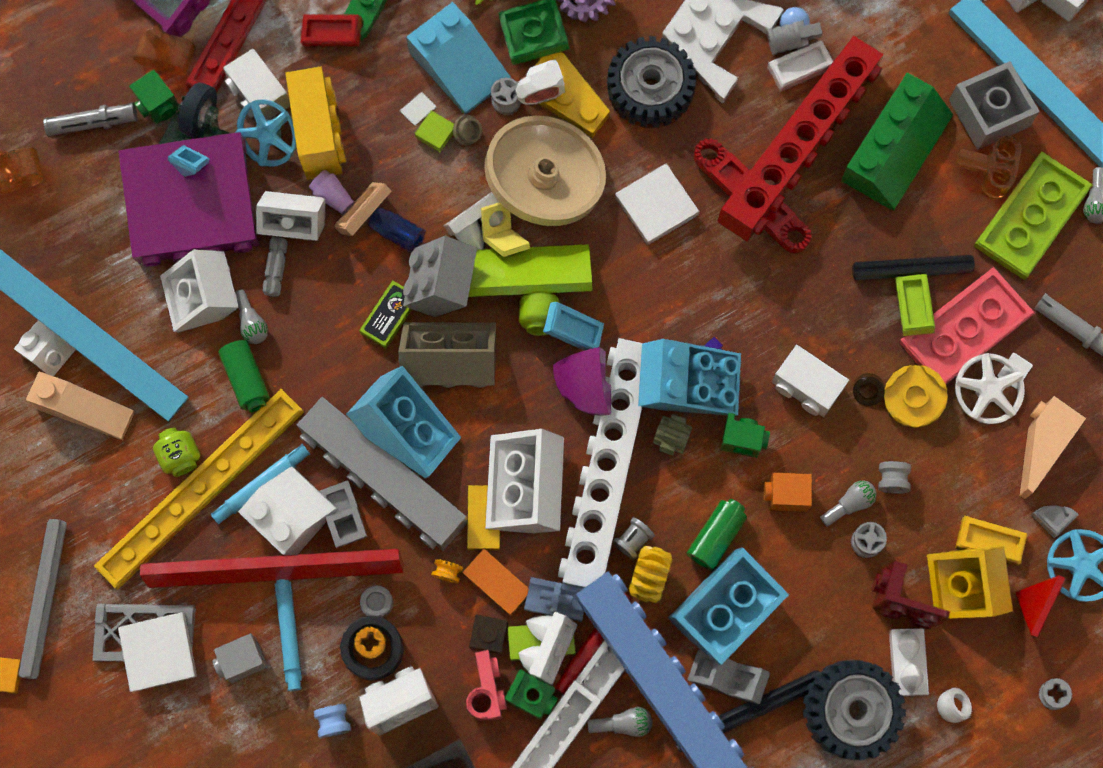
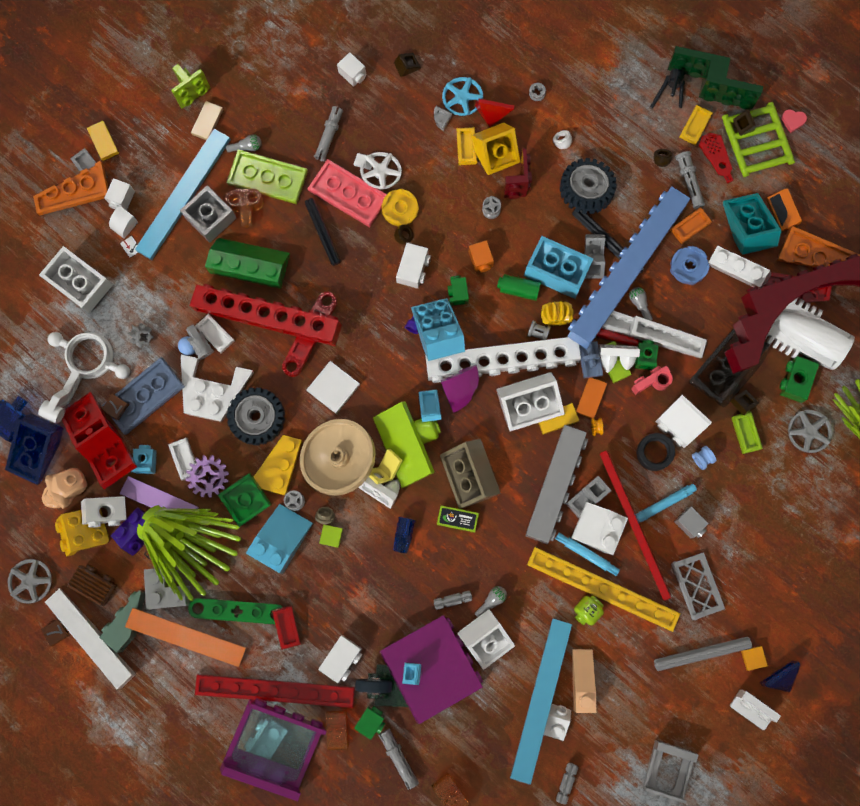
camera: 105 degrees left, 5 degrees up
(157, 652) = (706, 571): white tile -> none
(244, 375) = (528, 588): green brick -> none
(267, 132) = (371, 637): medium azure wheel -> none
(290, 215) = (419, 600): white brick -> none
(315, 122) = (354, 608): yellow brick -> none
(330, 188) = (393, 584): lavender cone -> none
(362, 208) = (398, 559): light nougat tile -> none
(363, 635) = (653, 455): light orange bush -> none
(376, 601) = (628, 460): light grey tile -> none
(404, 422) = (523, 481): medium azure slope -> none
(418, 108) = (318, 553): white sticker -> none
(439, 276) = (428, 492): light grey brick -> none
(488, 634) = (621, 392): dark brown plate -> none
(541, 84) = (282, 479): white rock -> none
(672, 434) = (472, 329): olive gear -> none
(858, 497) = (470, 221): light grey piece -> none
(894, 477) = (451, 204): light grey wheel -> none
(909, 661) = (548, 168): white tile -> none
(915, 305) = (346, 223): lime tile -> none
(1046, 439) = (400, 131): light nougat slope -> none

